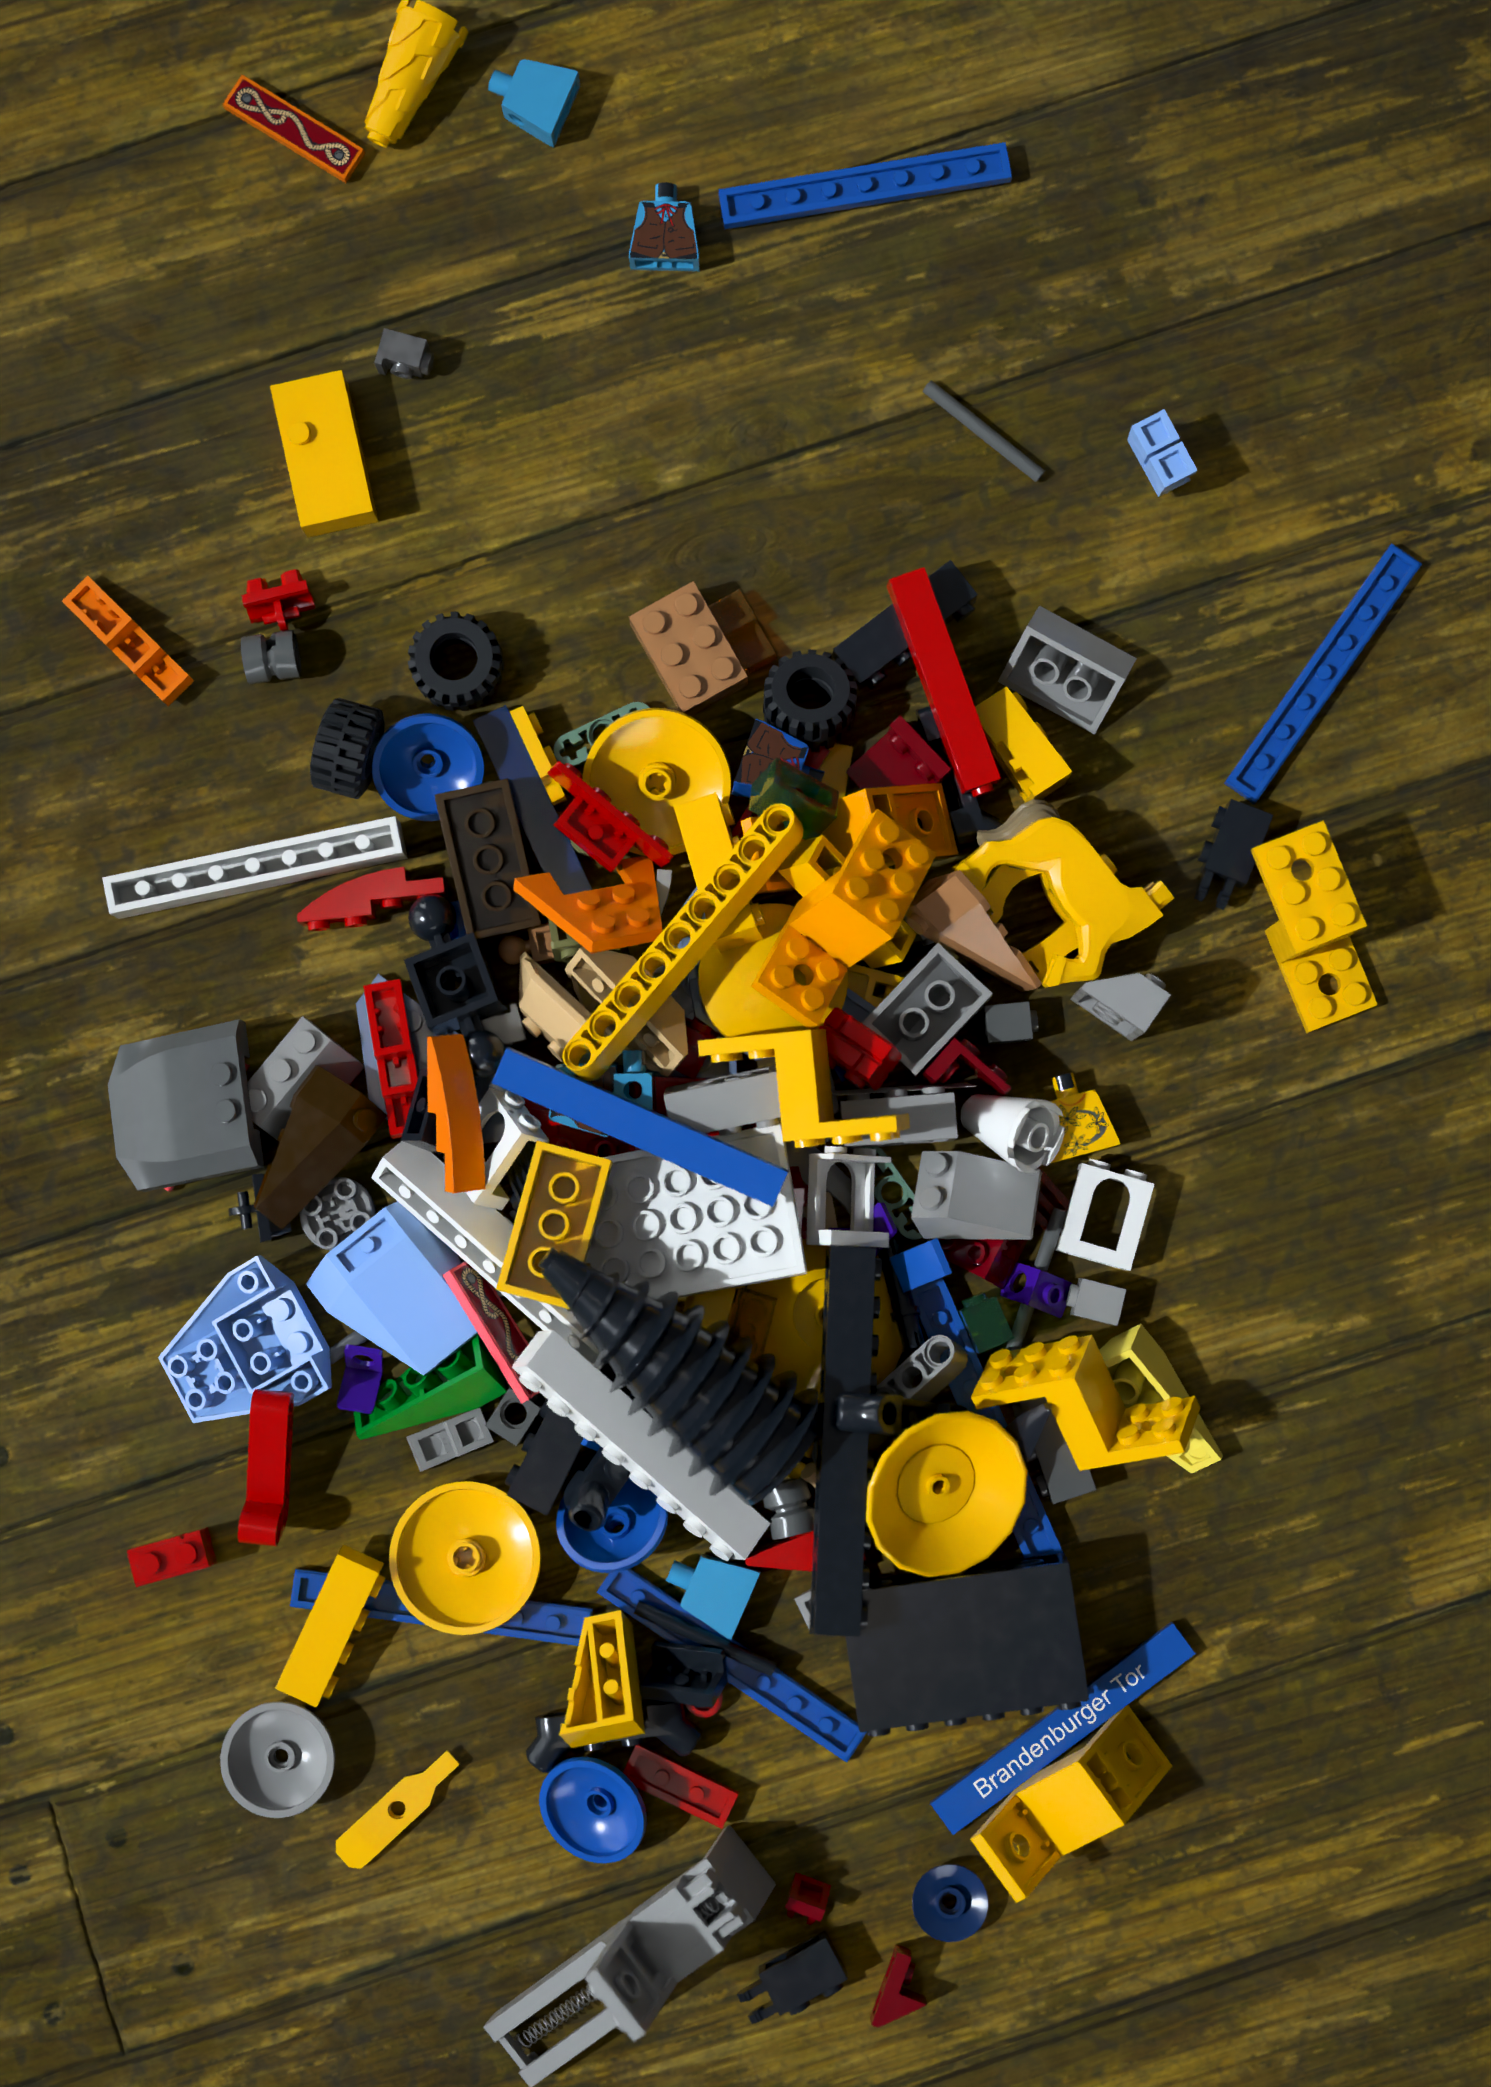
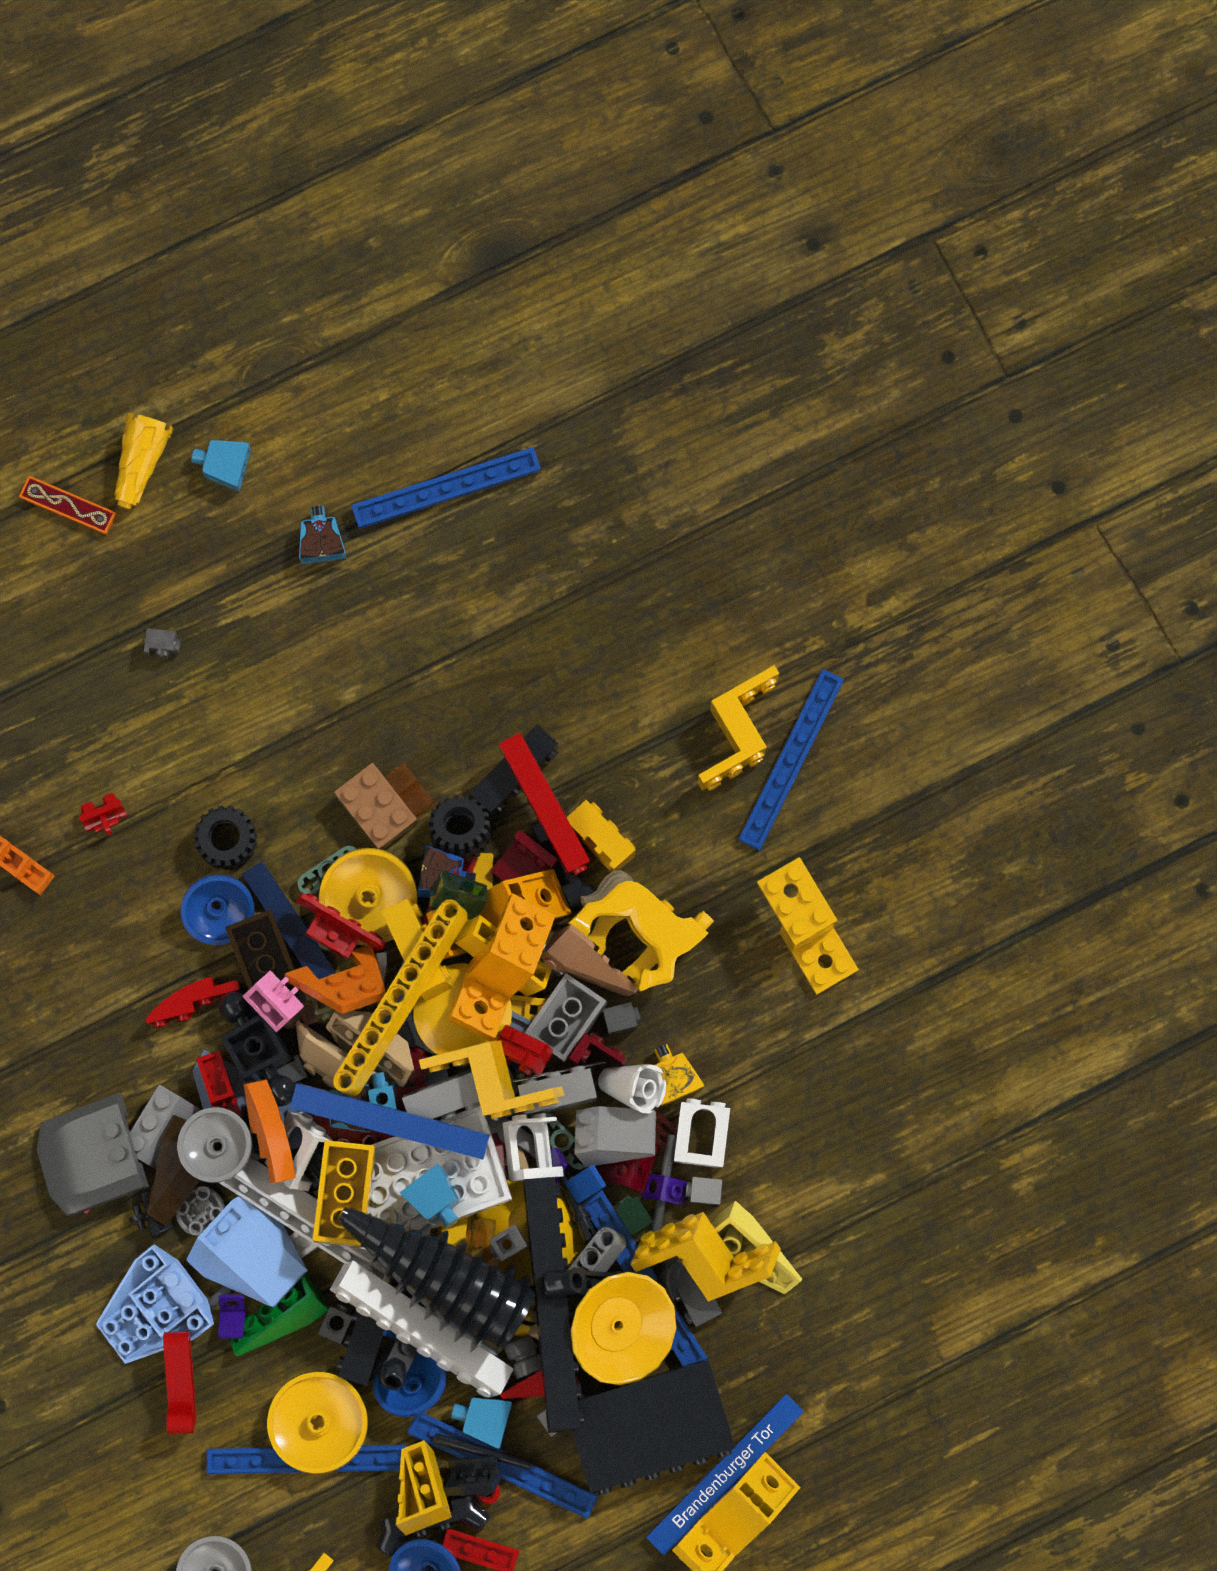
camera: 15 degrees left, 5 degrees down
(171, 1557) = (124, 1453): red brick -> none
(255, 867) = (113, 992): white brick -> none
(271, 656) = (103, 852): dark grey wheel -> none
(324, 453) = (119, 715): yellow brick -> none
(329, 1626) = (235, 1481): yellow brick -> none
(346, 748) = (162, 905): black tyre -> none
(346, 1114) = (201, 1135): none -> light grey dish
(449, 1439) = (295, 1347): light grey slope -> none
(491, 917) = (273, 1000): none -> bright pink brick
(491, 1322) = (313, 1266): tile -> none
(542, 757) = (291, 892): yellow plate -> none
(689, 1250) = (433, 1196): none -> dark azure torso
(805, 1332) = (515, 1236): none -> flat silver brick
(983, 431) = (547, 635): dark grey bar -> none
(1066, 669) = (624, 782): light grey slope -> none
(1124, 1002) = (691, 992): light grey slope -> none
(1163, 464) = (659, 631): light blue hips -> none
(1229, 853) = (745, 890): black hinge -> none
(1253, 613) = (738, 728): none -> yellow bracket

